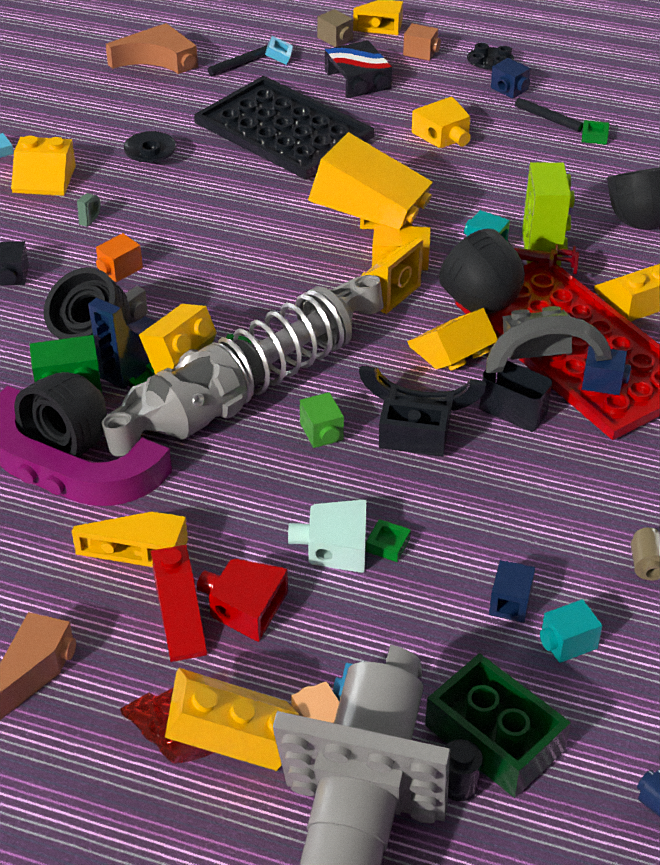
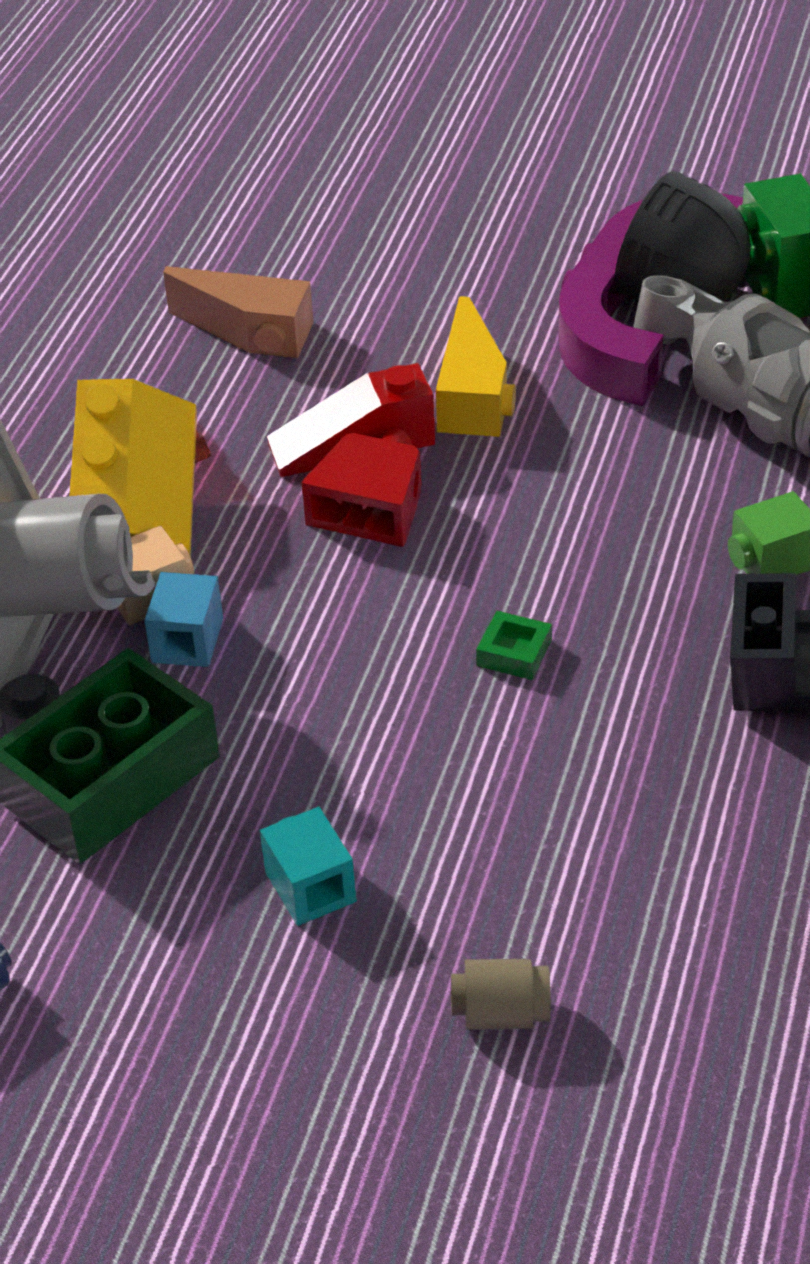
camera: 90 degrees right, 0 degrees up
(334, 535) = (504, 569): light aqua torso -> none
(511, 591) = (396, 789): dark blue brick -> none

